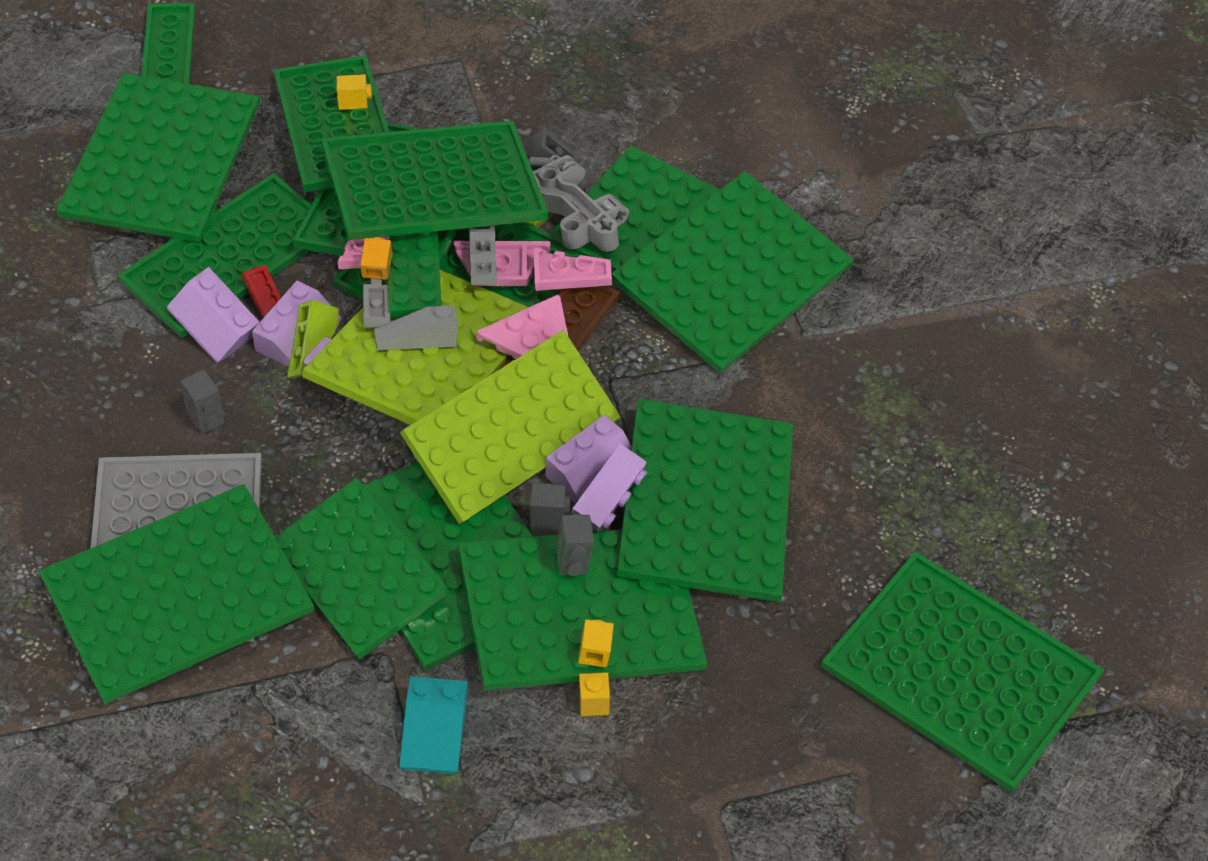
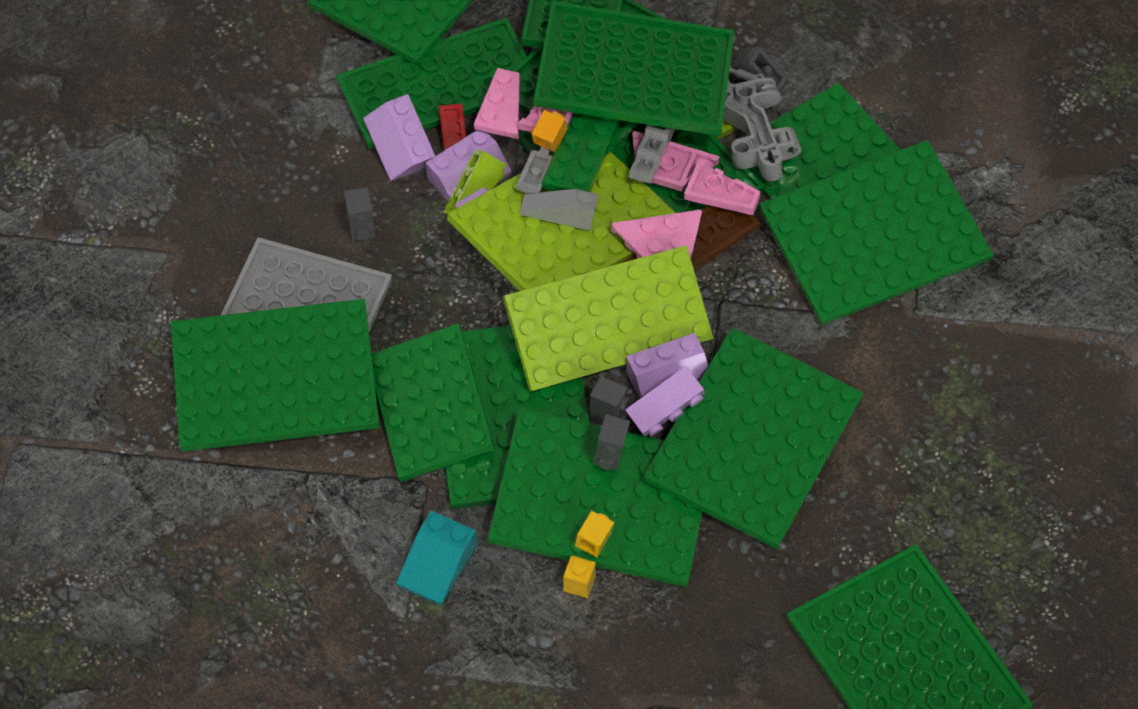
camera: 25 degrees right, 5 degrees up
(310, 254) = (501, 105): none -> bright pink wing

